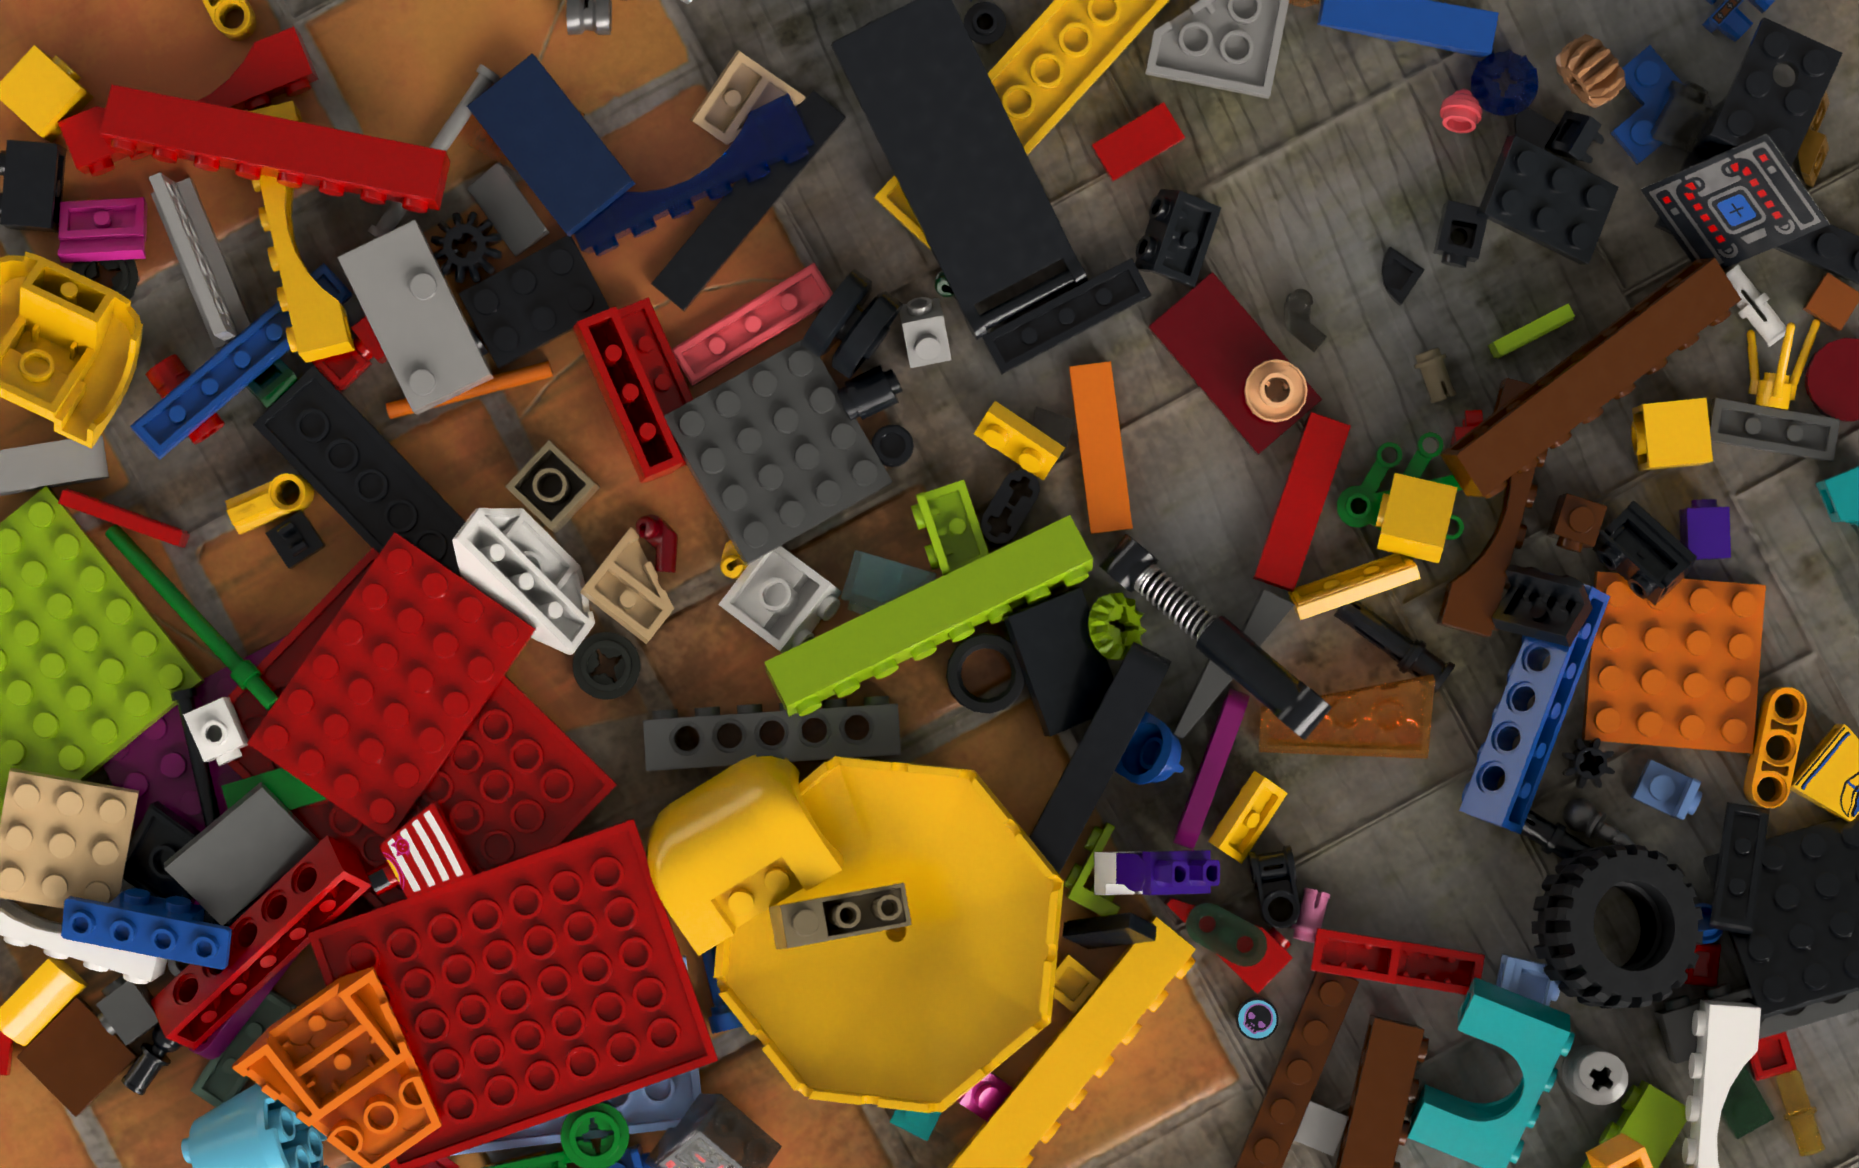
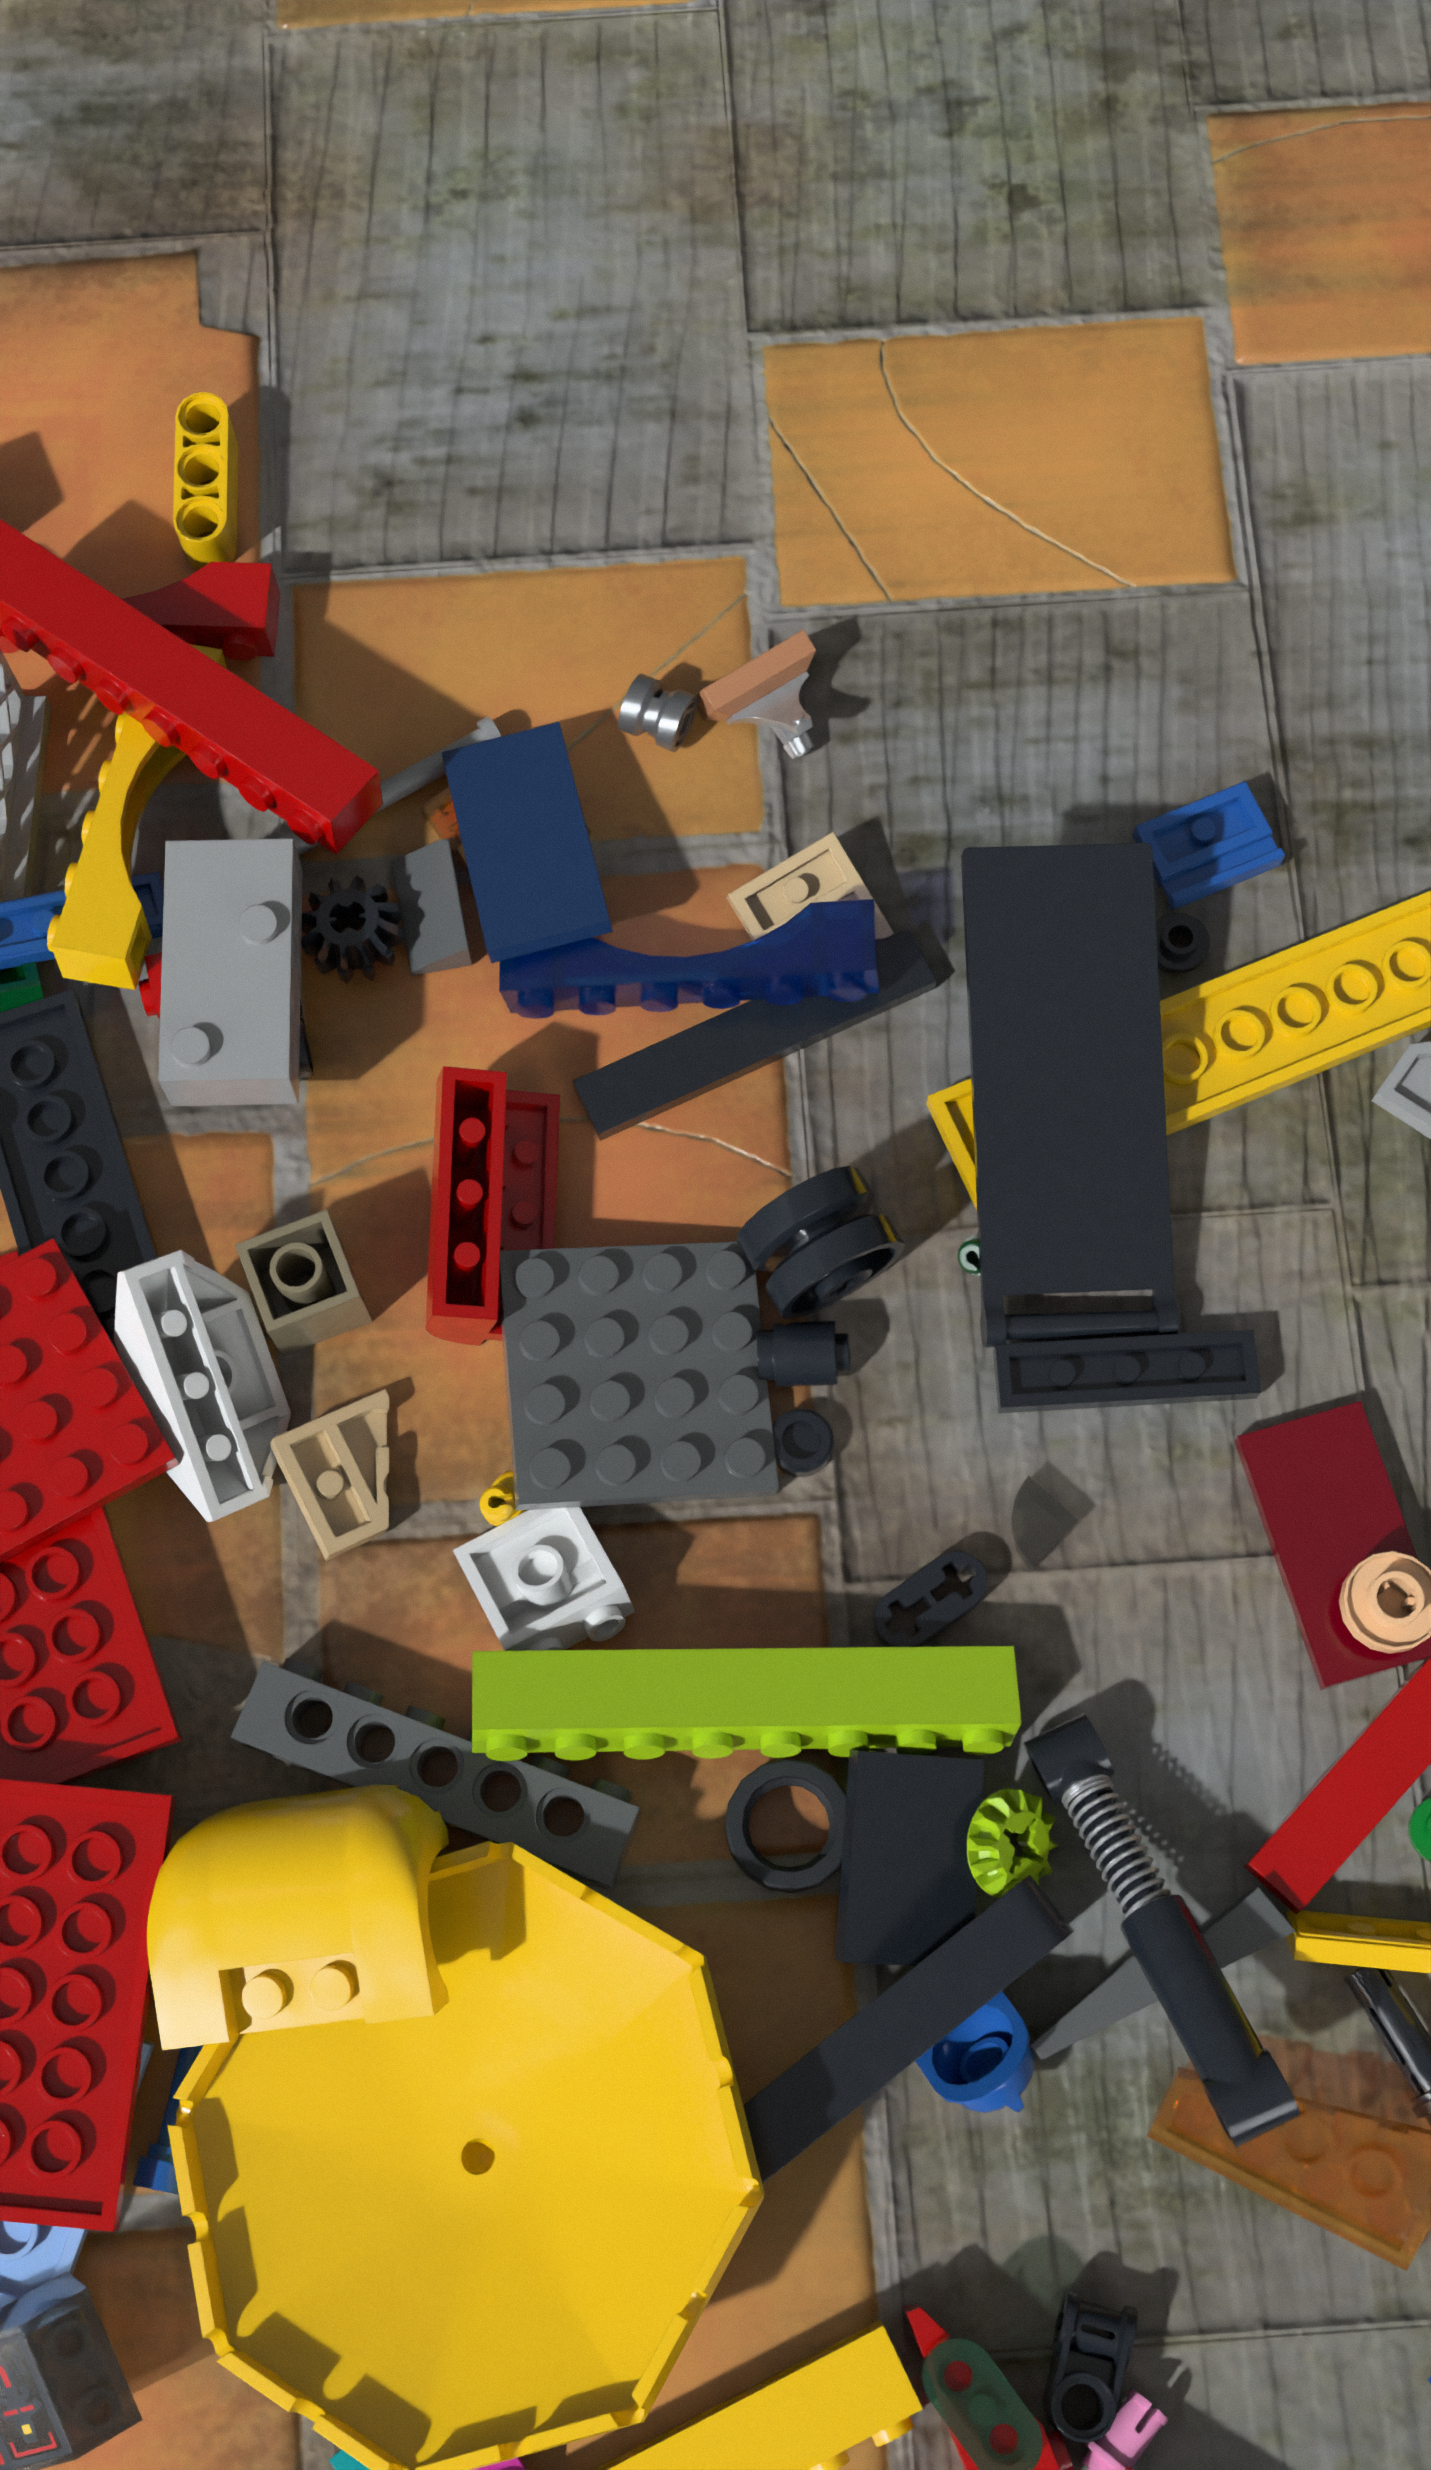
camera: 30 degrees right, 15 degrees down
(343, 368) = (112, 1012): red tile -> none
(499, 382) = (275, 1117): orange bar -> none
(533, 301) = (395, 1035): black plate -> none
(587, 660) = (233, 1548): pearl dark grey gear -> none
(662, 538) = (421, 1427): dark red arm -> none
(753, 324) = (675, 1195): coral tile -> none
(840, 916) = (400, 2089): dark tan slope -> none
(878, 580) = (694, 1614): clear light blue slope -> none
(924, 332) = (916, 1306): light grey bracket -> none
(951, 527) = (833, 1586): lime bracket -> none
(1019, 440) = (984, 1511): yellow plate -> none
(1073, 983) = (709, 2371): yellow plate -> none
(1079, 874) = (805, 2250): lime bracket -> none
(1100, 447) = (1096, 1578): orange tile -> none
(1109, 931) = (801, 2313): black tile -> none
(1138, 142) = (1325, 1184): red tile -> none
(1155, 872) = (913, 2253): dark purple hips -> none
(1177, 236) = (1330, 1330): black bracket -> none
(1211, 768) = (1062, 2129): magenta beam -> none
(1247, 817) = (1089, 2231): yellow plate -> none

